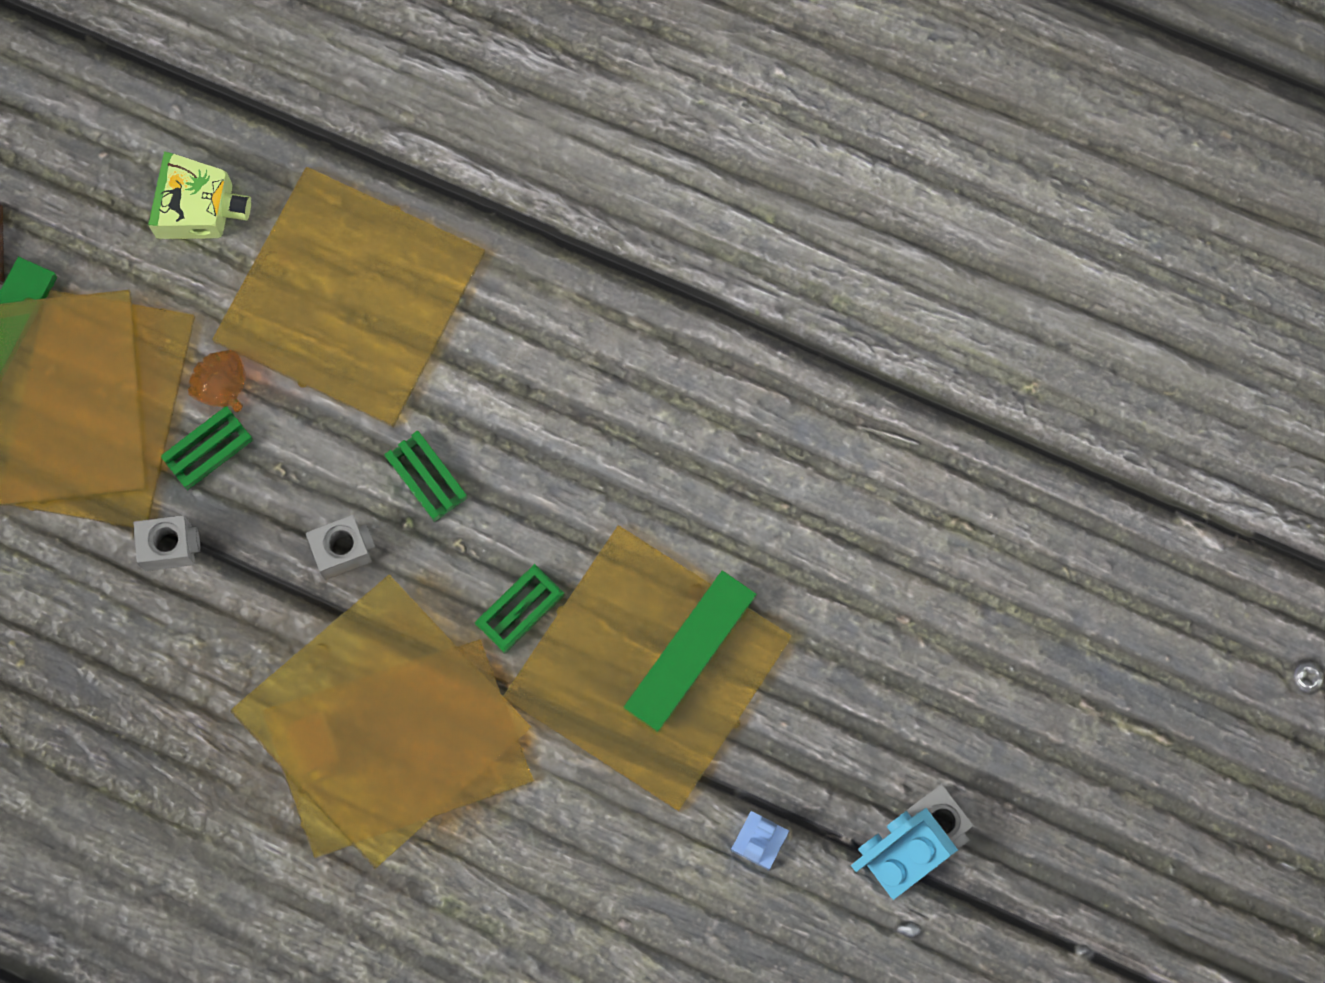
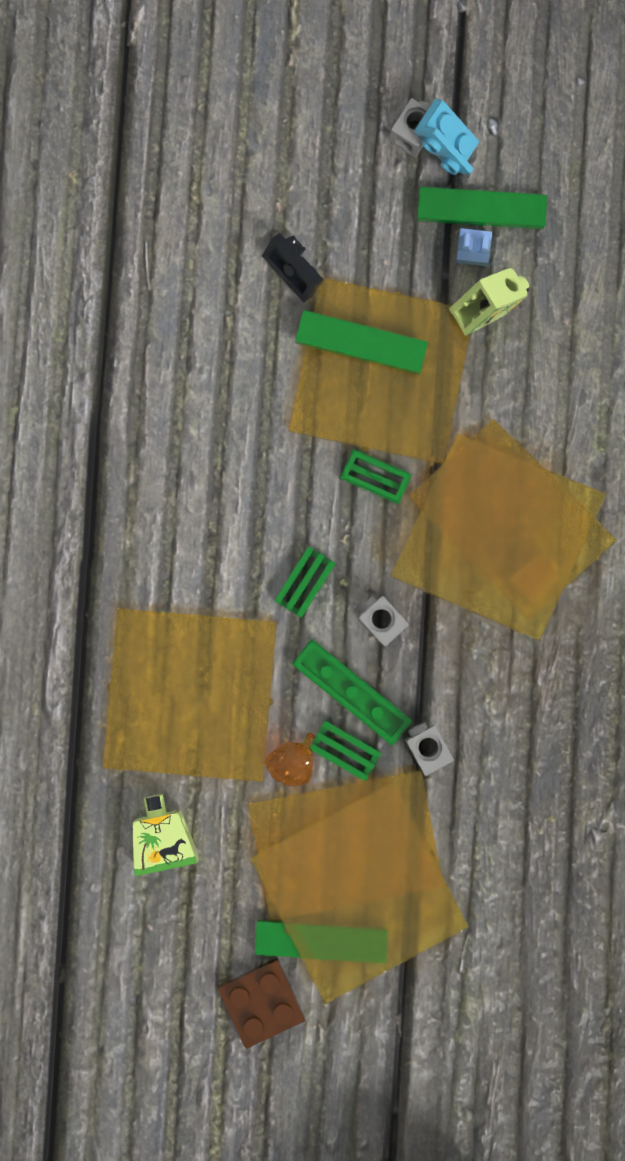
camera: 115 degrees left, 10 degrees up
(271, 482) = (352, 692): none -> green tile
(679, 828) = (503, 292): none -> yellowish green torso
(806, 870) = (482, 208): none -> green tile
(833, 598) = (286, 259): none -> black hinge

